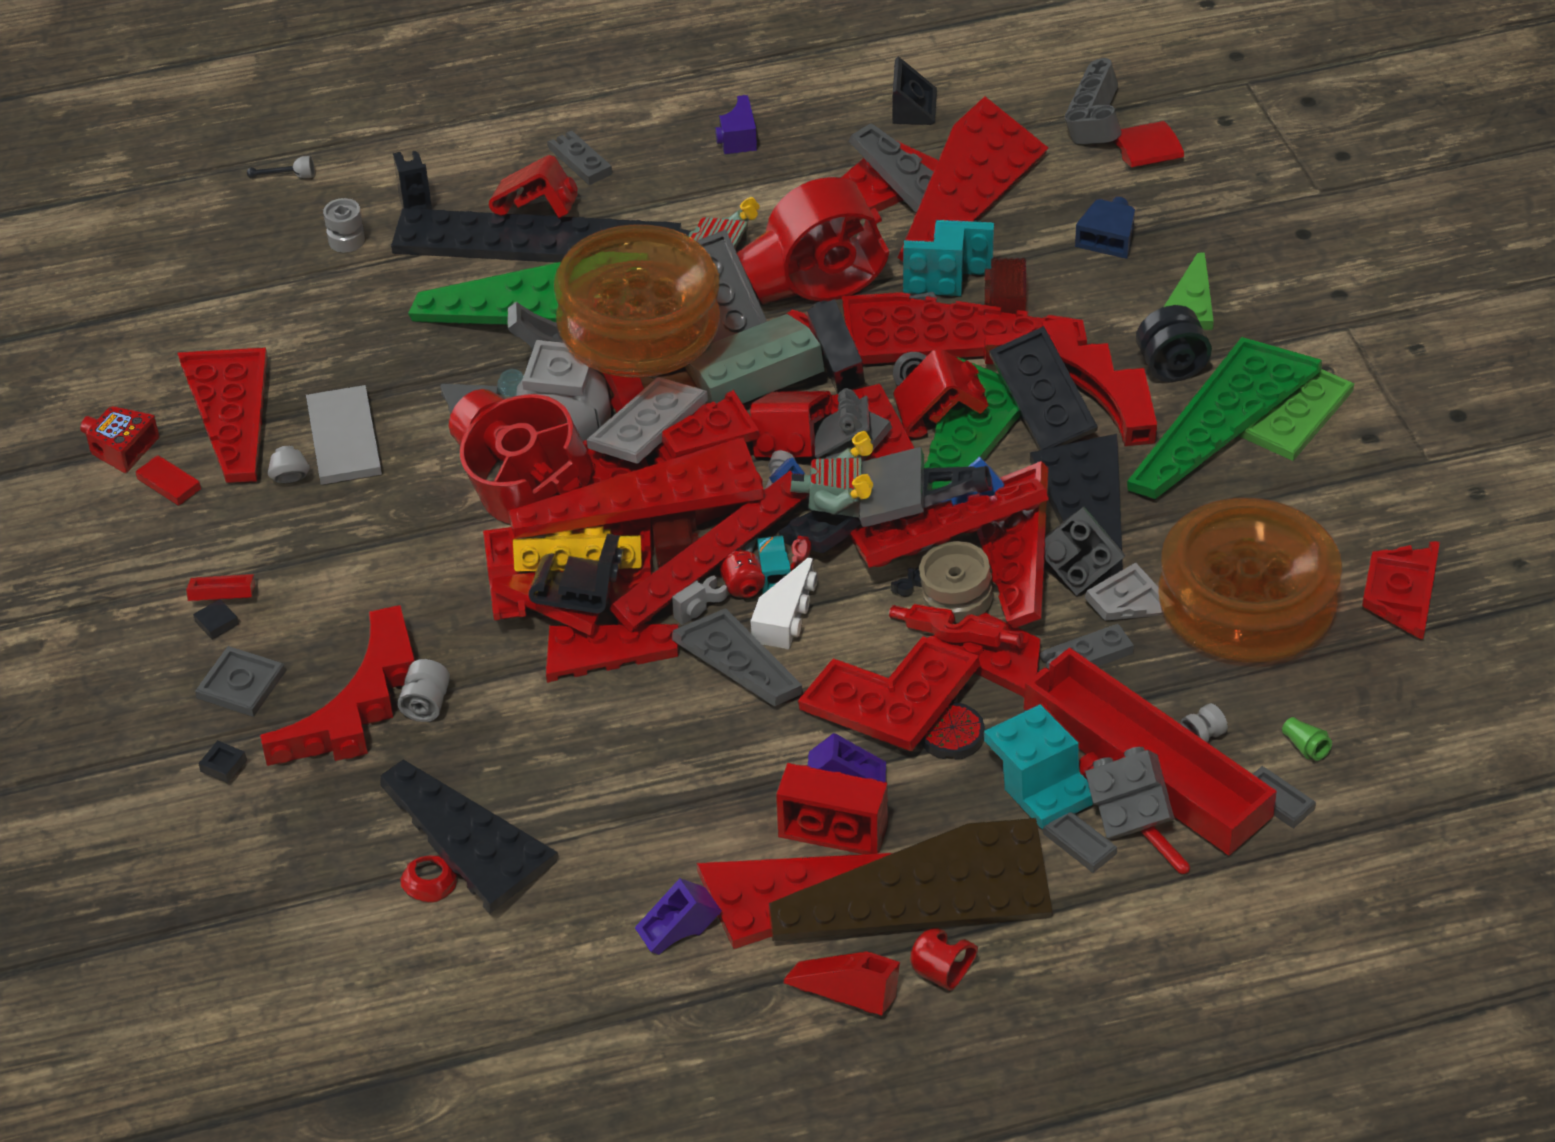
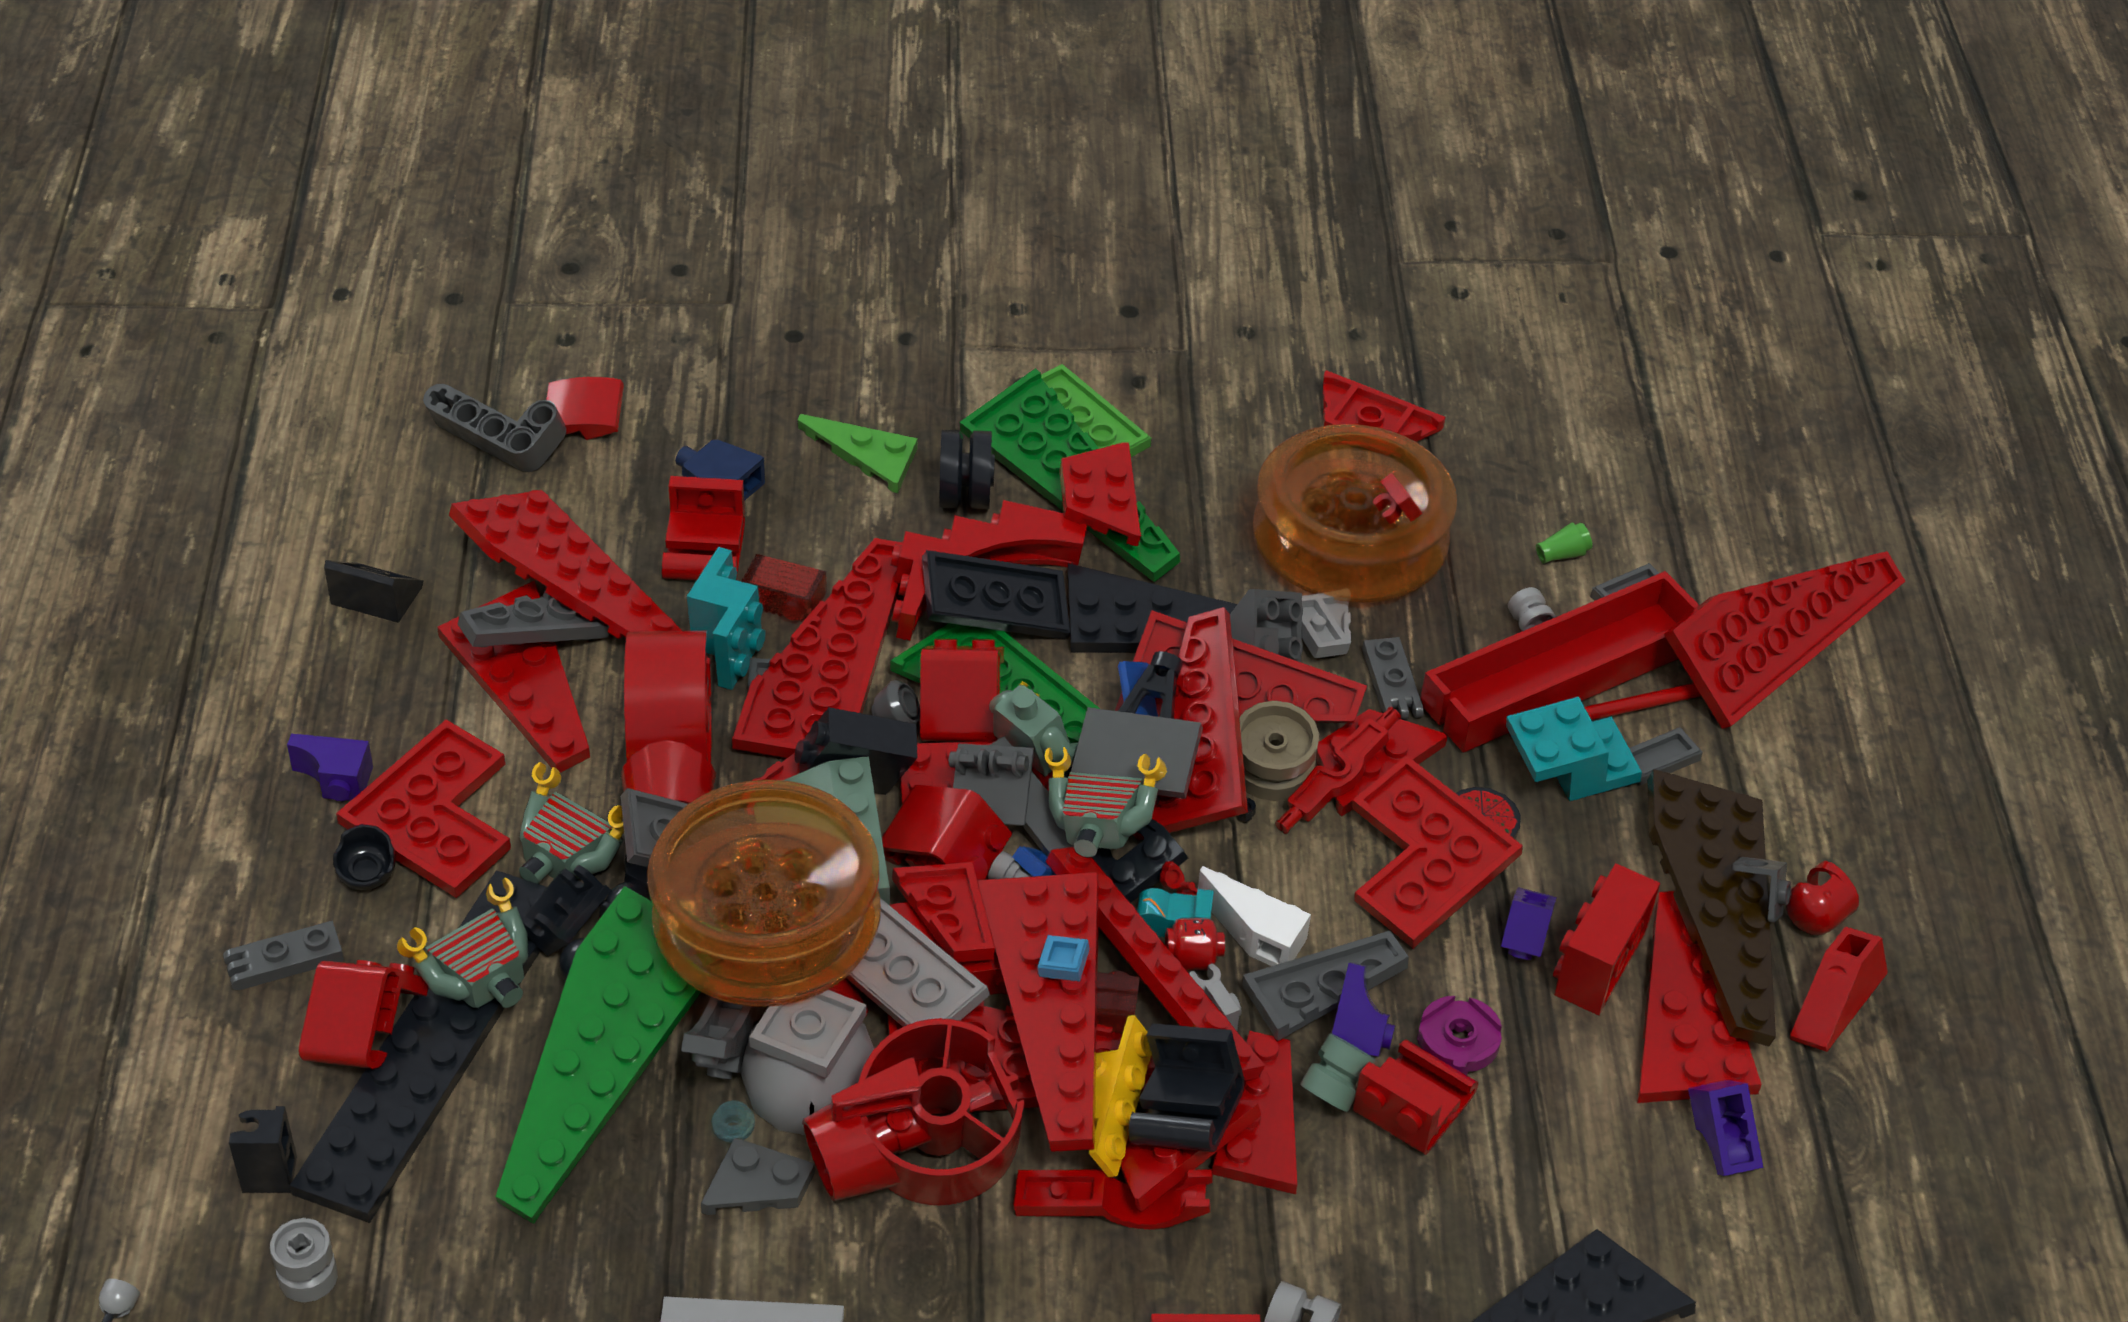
camera: 80 degrees left, 0 degrees up
(500, 402) = (885, 1091): none -> red slope
(581, 216) = (478, 958): none -> sand green torso
(641, 722) = (1413, 1096): none -> red piece
(642, 669) = (1337, 1073): none -> sand green wheel
(663, 161) = (364, 857): none -> black hair
(666, 480) = (1063, 958): none -> dark azure tile
(700, 672) = (1357, 1016): none -> dark purple arch
(719, 169) = (420, 810): none -> red plate
(722, 761) = (1476, 1018): none -> magenta plate
(904, 424) = (1032, 724): none -> sand green torso
(932, 909) = (1779, 888): none -> dark grey bracket
(1044, 234) = (701, 519): none -> red piece
(1130, 792) = (1636, 684): dark grey plate -> none
(1192, 423) = (1101, 491): none -> red wing
(1229, 572) = (1397, 499): none -> red tile
(1240, 877) = (1761, 635): none -> red wing

